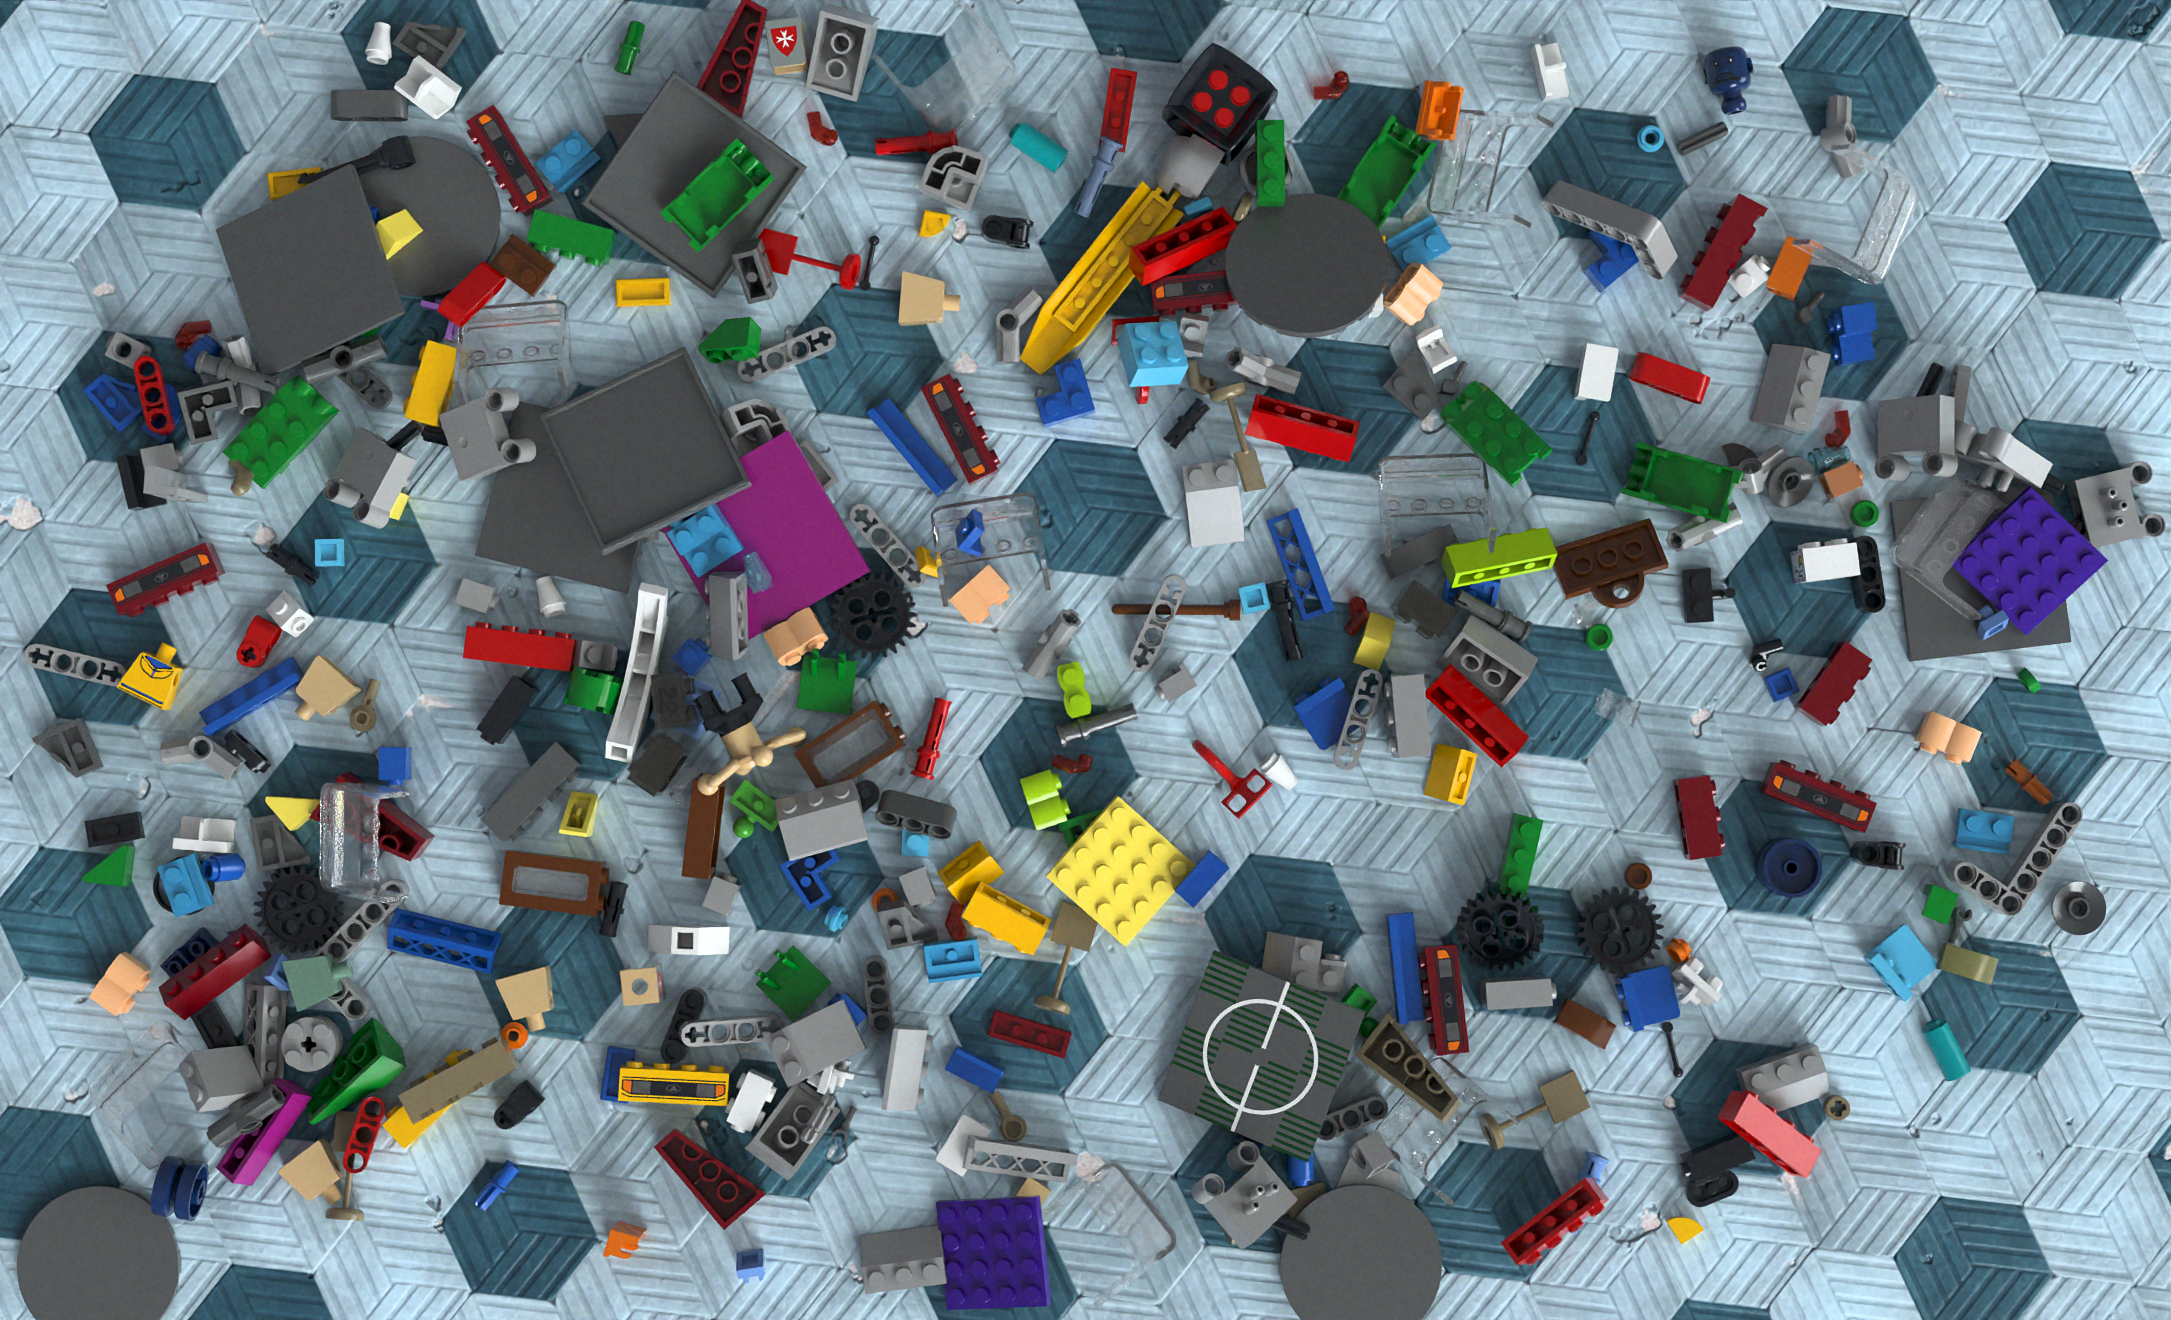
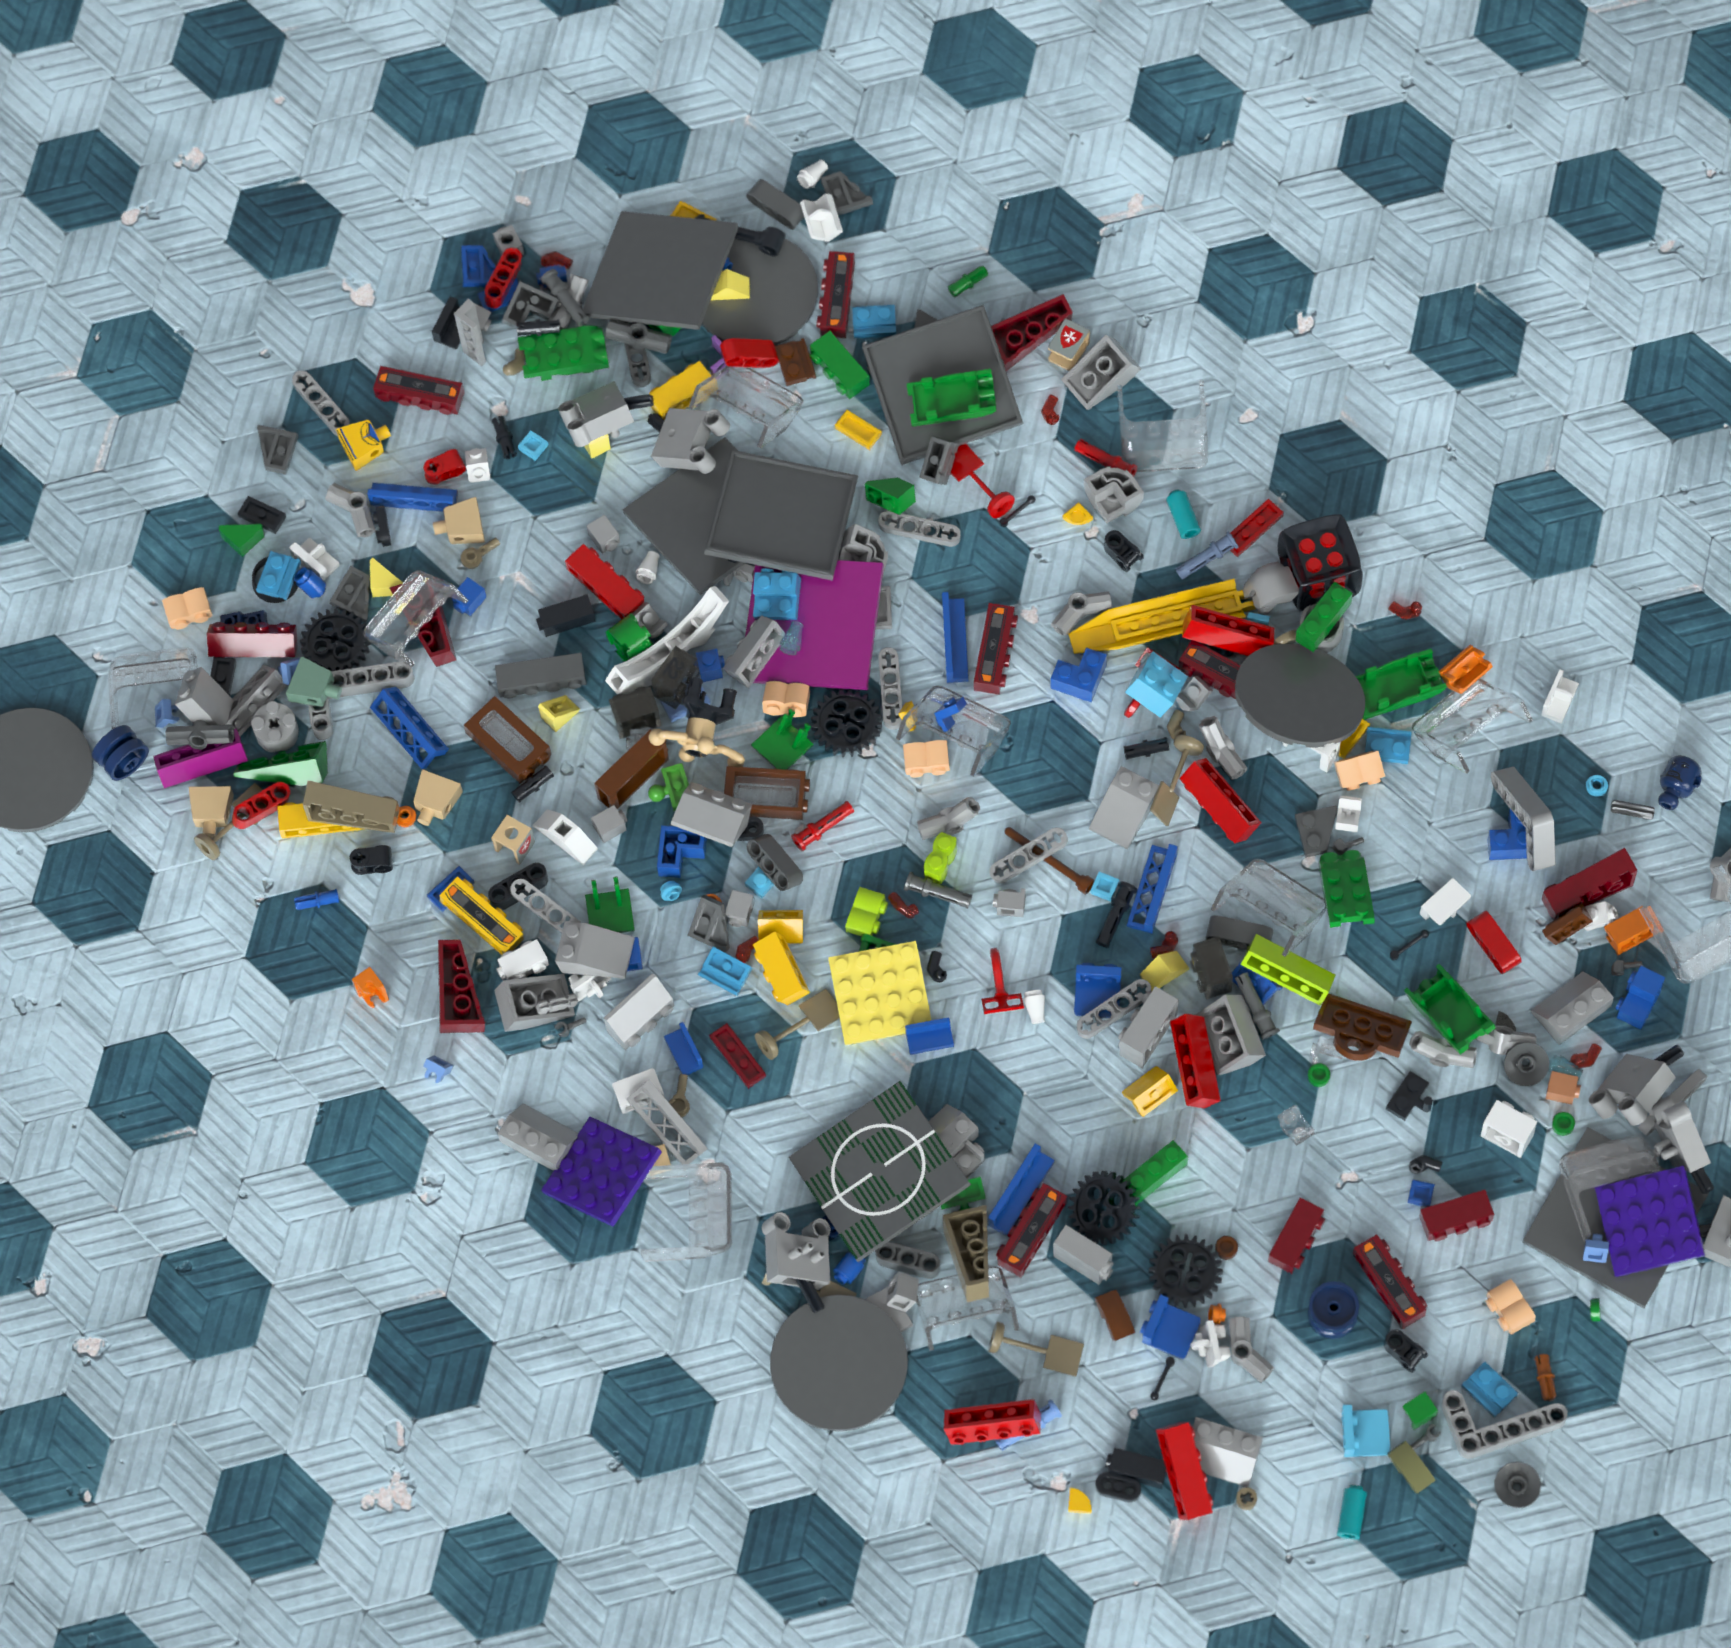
camera: 40 degrees right, 20 degrees down
(187, 1110) = (163, 713): none -> medium blue tile
(236, 427) = (538, 327): none -> black pin
(878, 1008) = (660, 947): dark grey beam -> none
(924, 300) = (1034, 555): tan torso -> none
(1153, 805) = (934, 969): none -> black arm
(1728, 307) = (1567, 924): none -> reddish brown bracket
(1746, 971) = (1241, 1339): none -> light grey piece
(1875, 585) = (1537, 1151): black beam -> none

